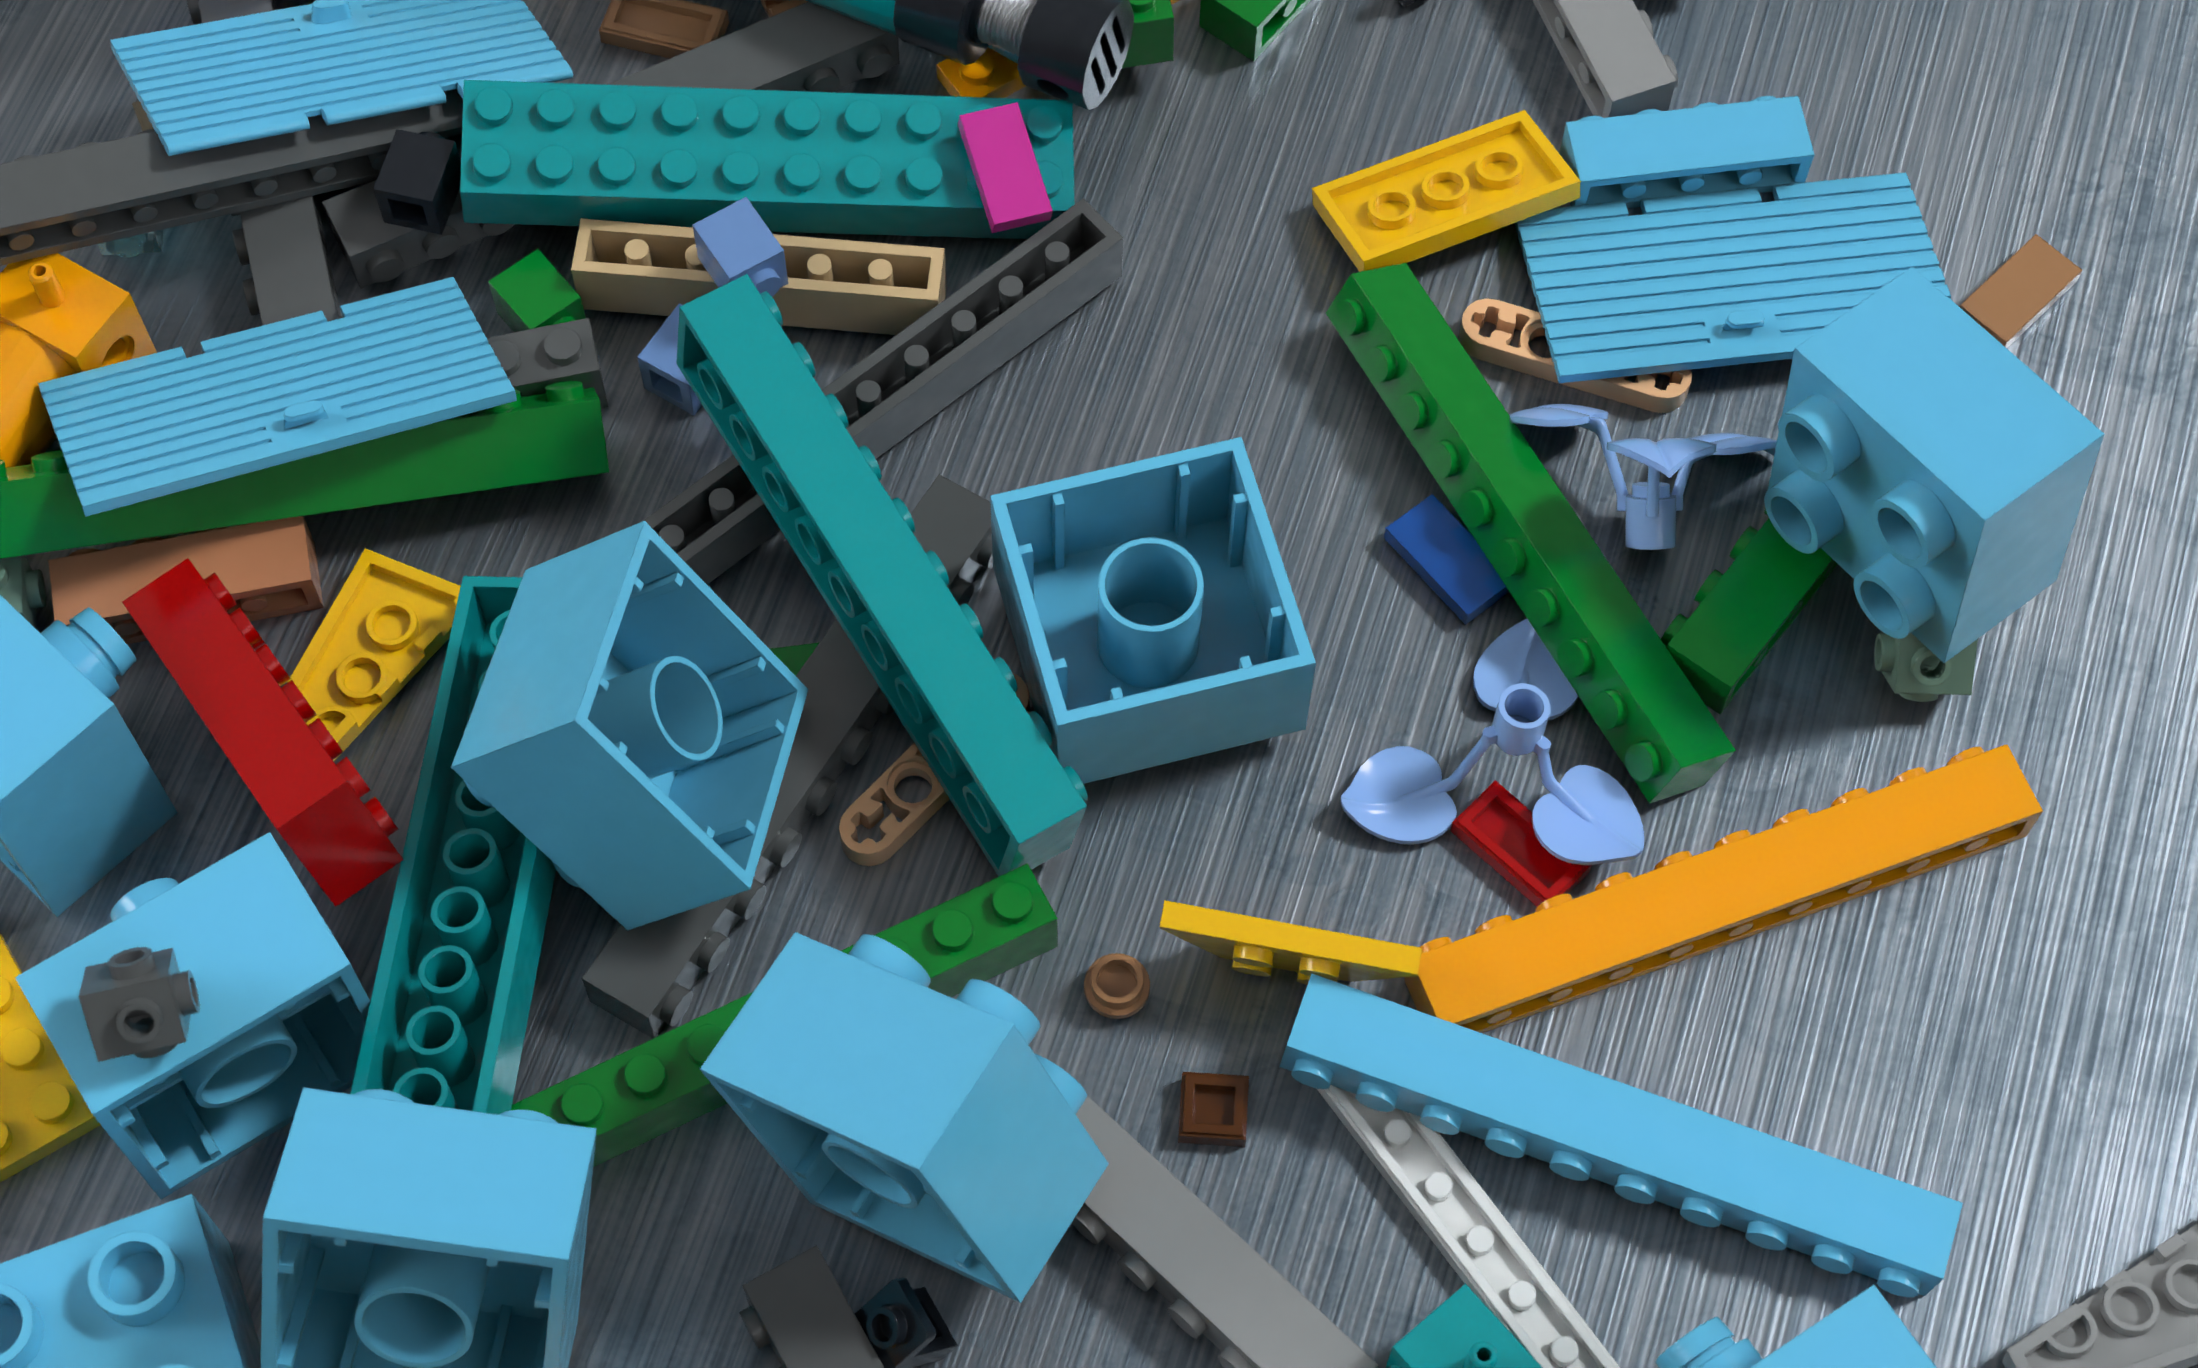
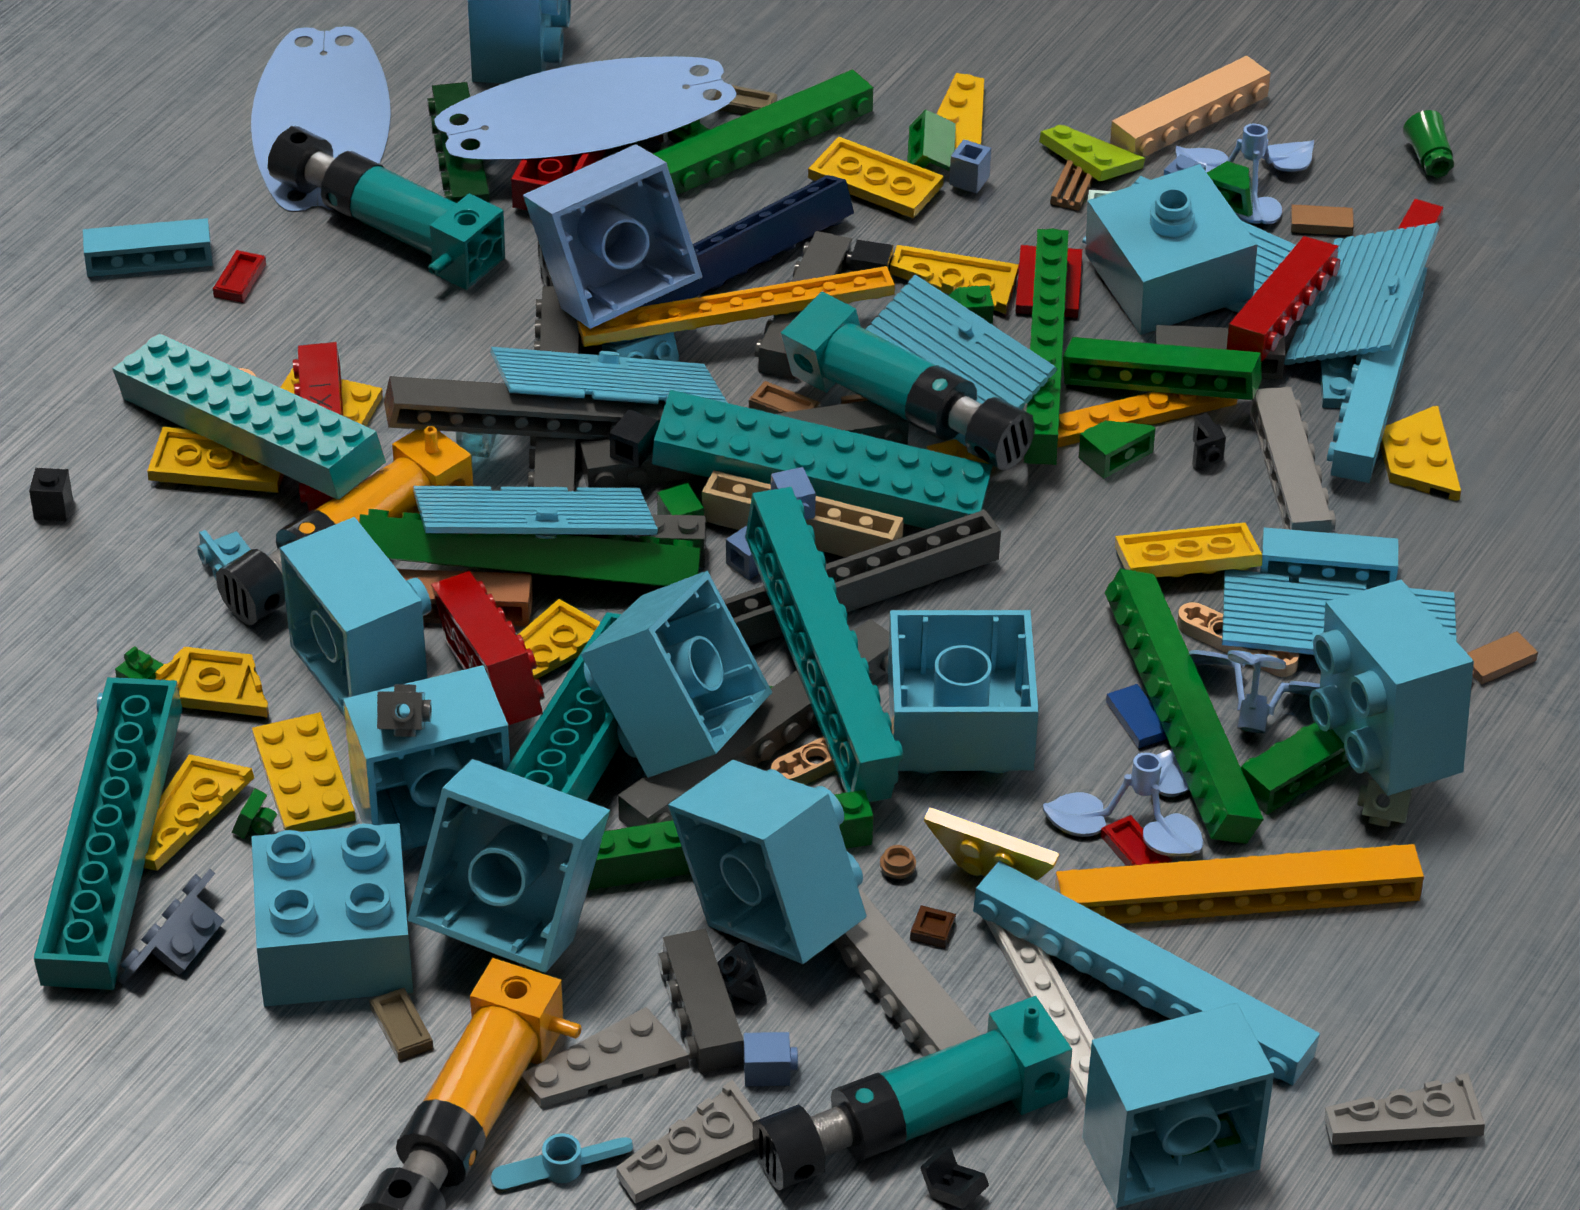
camera: 15 degrees right, 20 degrees down
(1005, 167) = (945, 484): dark pink tile -> none

